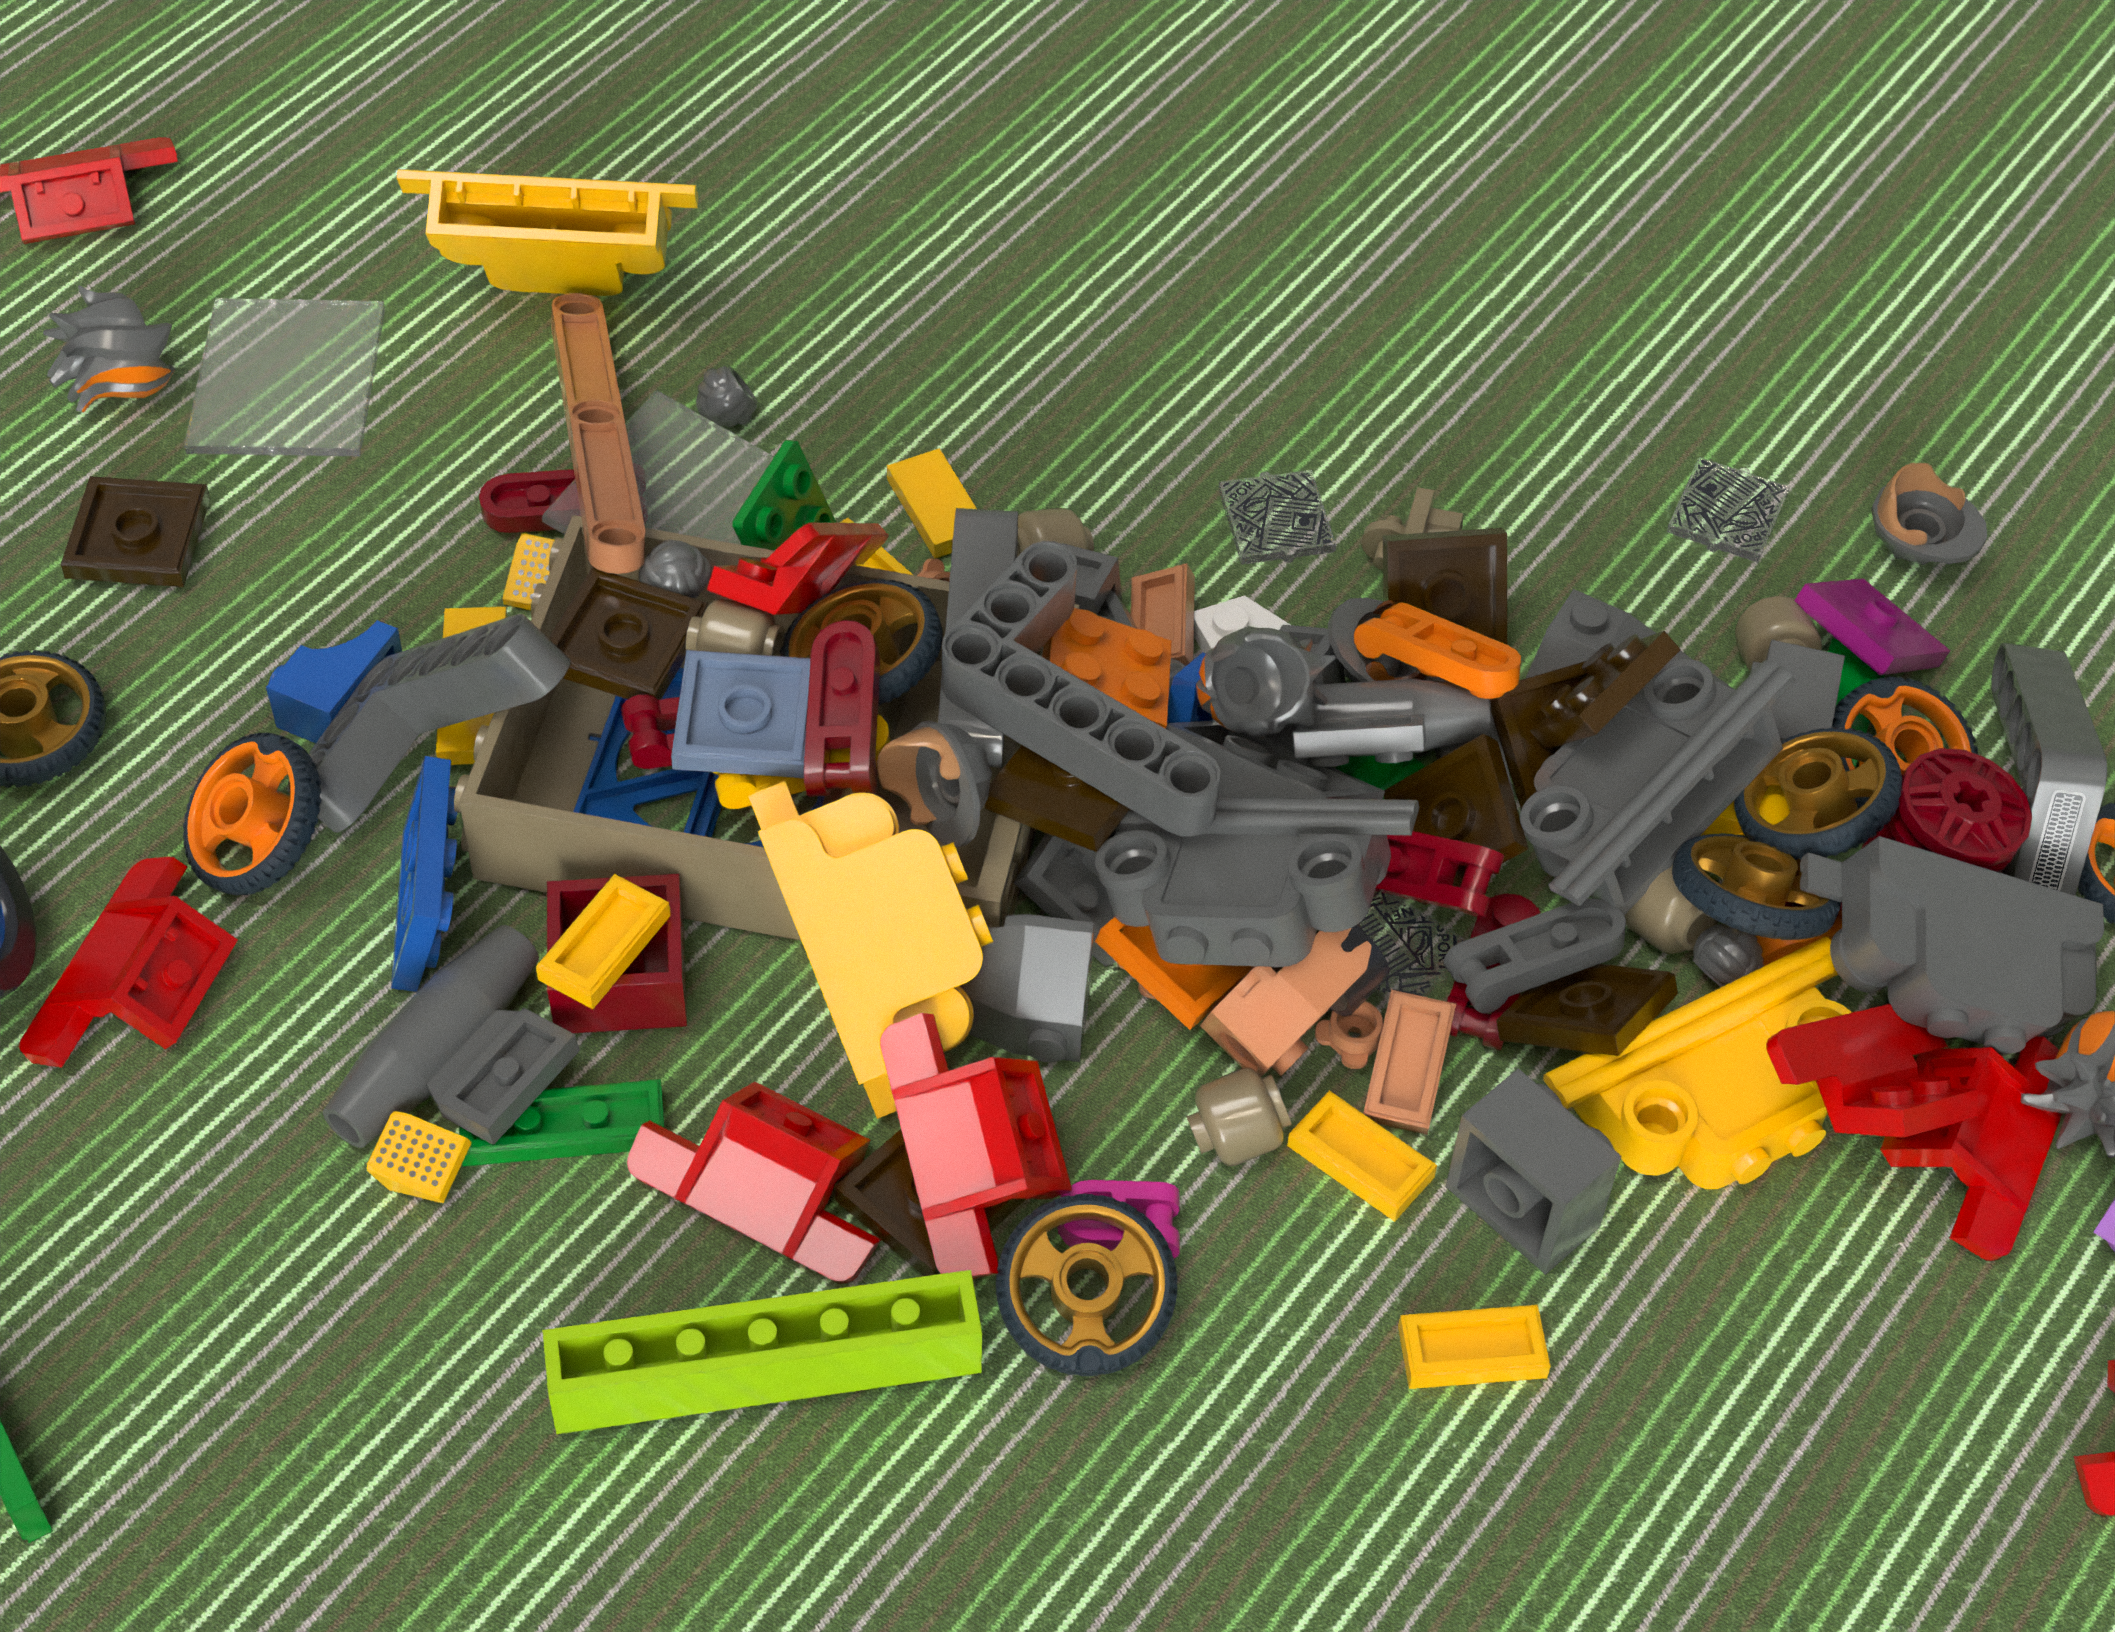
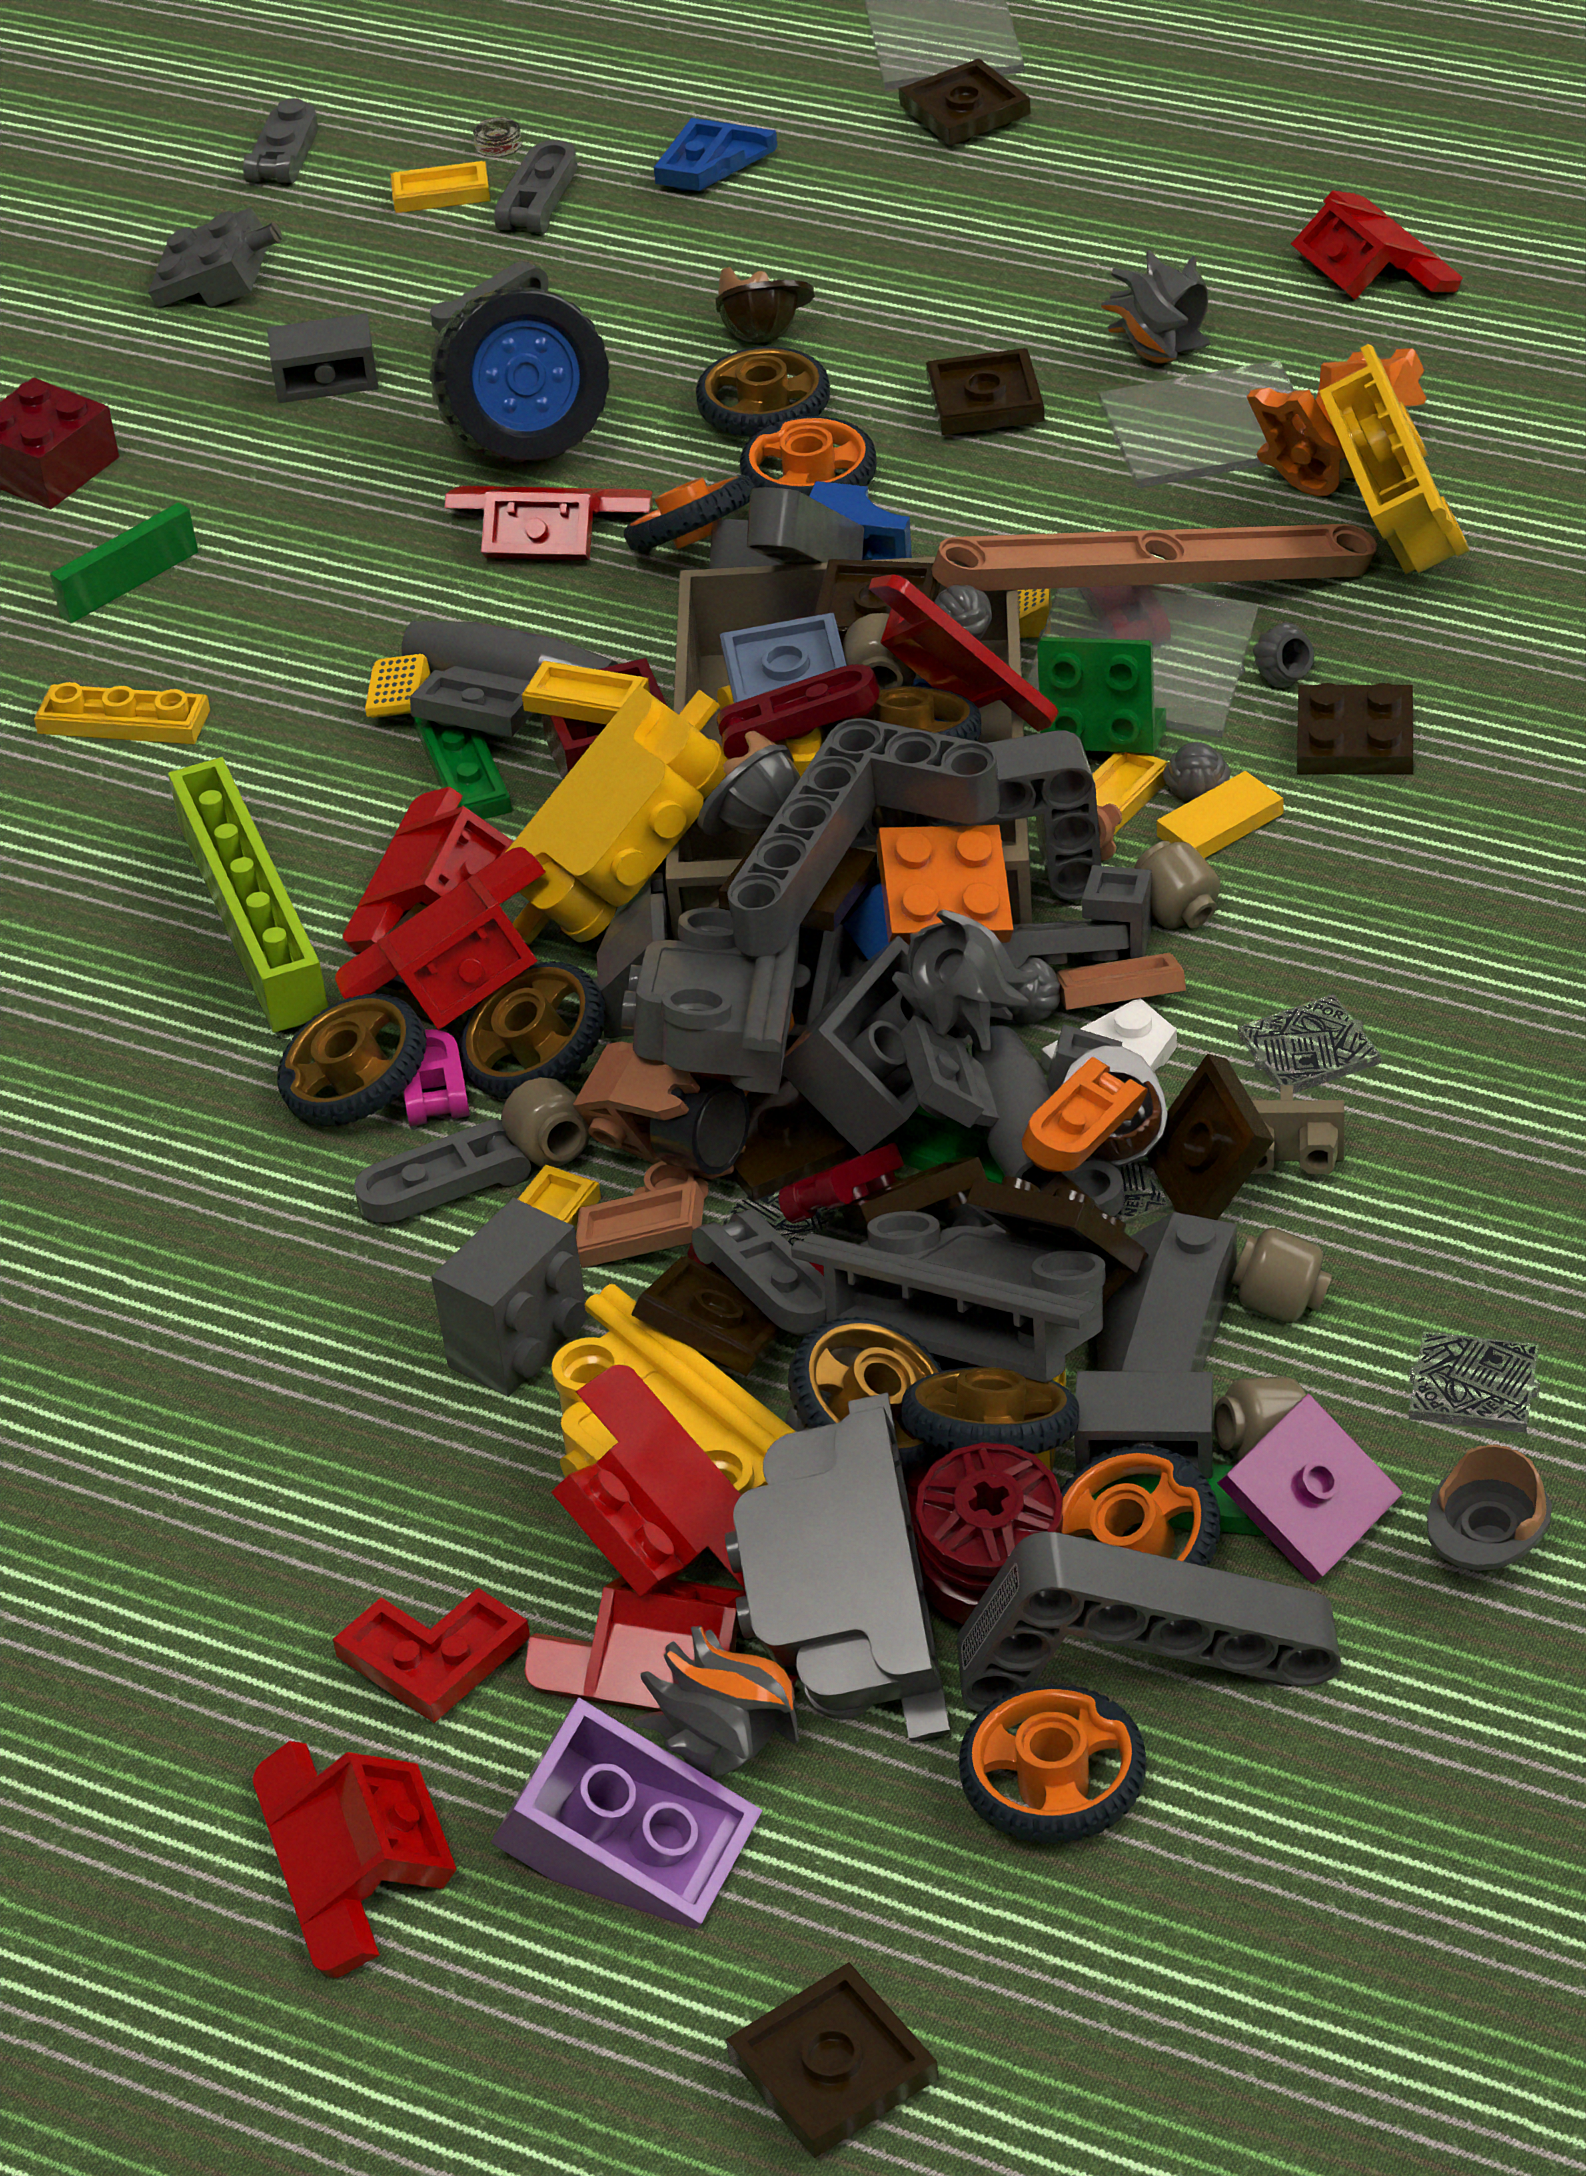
camera: 85 degrees right, 10 degrees down
(184, 702) = (809, 454): none -> orange wheel
(281, 1512) = (122, 713): none -> yellow tile
(408, 275) = (1307, 446): none -> orange hips
(424, 864) = (633, 604): blue plate -> none
(845, 381) = (1355, 729): none -> dark brown plate
(873, 499) = (1195, 771): none -> dark grey piece
(1151, 1083) = (531, 1029): none -> pearl gold wheel
(1278, 1234) = (440, 1173): none -> dark grey plate
(1473, 1346) = (355, 1322): yellow tile -> none
(1607, 577) = (1281, 1275): none -> dark tan head
(1982, 1324) = (432, 1665): none -> red plate

